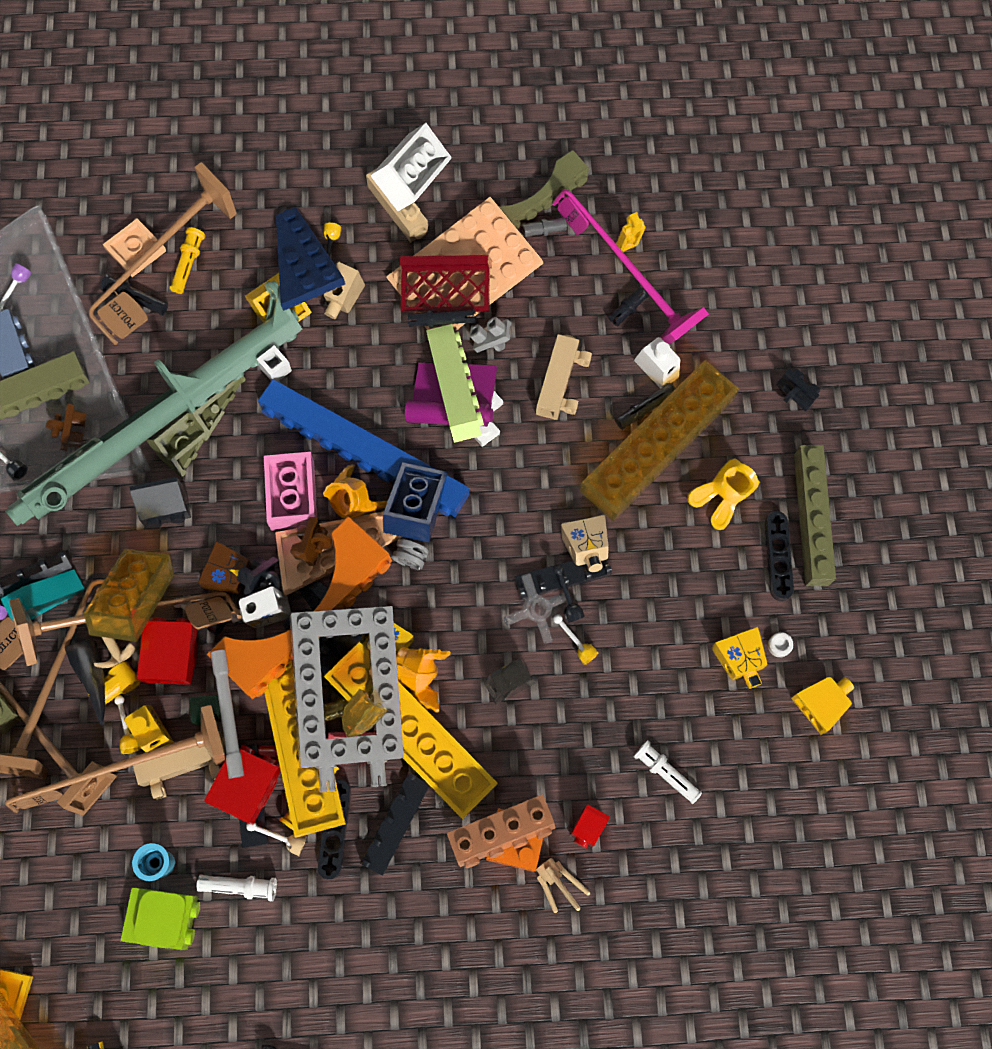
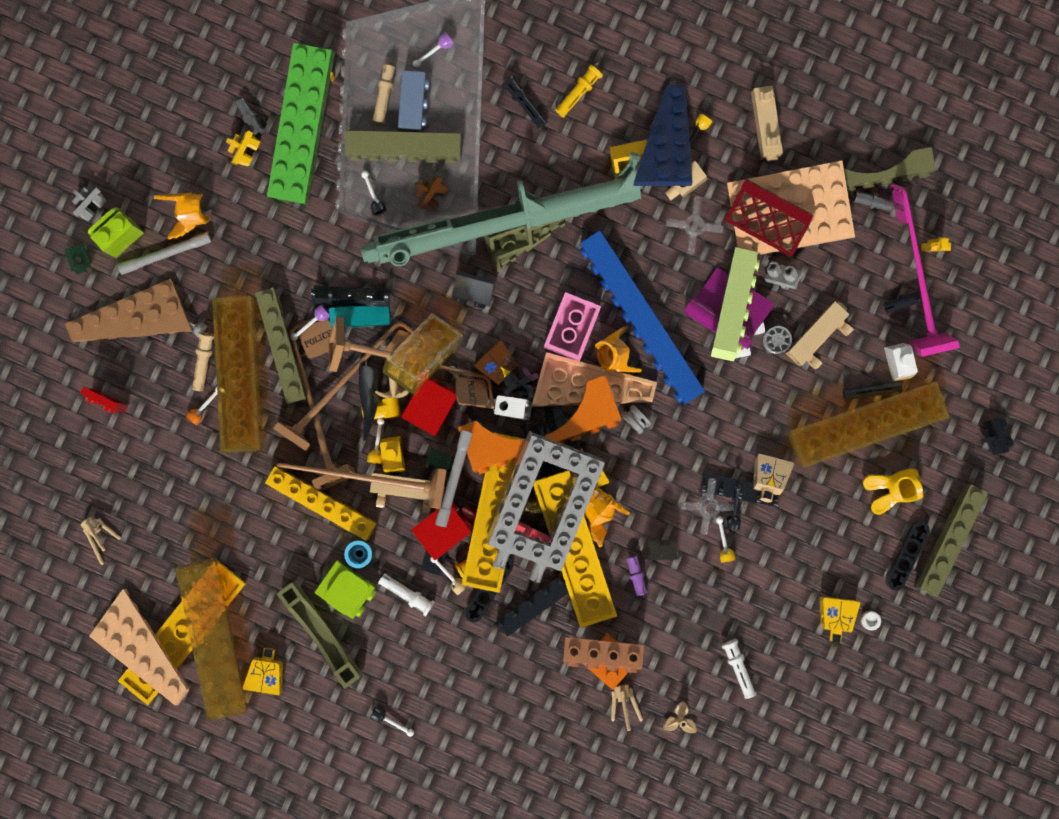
camera: 30 degrees right, 15 degrees up
(85, 828) = (321, 503): none -> yellow brick
(123, 313) = (510, 117): medium nougat piece -> none
(131, 244) = (542, 60): light nougat plate -> none
(176, 1004) = (331, 648): none -> olive arch
(274, 364) = (606, 218): white brick -> none
(313, 539) = (572, 377): reddish brown hips -> none
(361, 714) = (546, 529): clear yellow brick -> none
(373, 339) = (694, 218): none -> clear bar
(411, 167) = (793, 104): white brick -> none
(414, 502) = (659, 384): dark blue slope -> none
(433, 318) = (759, 247): black pin -> none
(497, 726) = (636, 575): none -> medium lavender pin
(518, 403) = (777, 339): none -> light grey wheel
(589, 826) = (664, 678): red slope -> none
(644, 870) = (687, 725): none -> tan plant
(824, 702) = (878, 678): yellow torso -> none

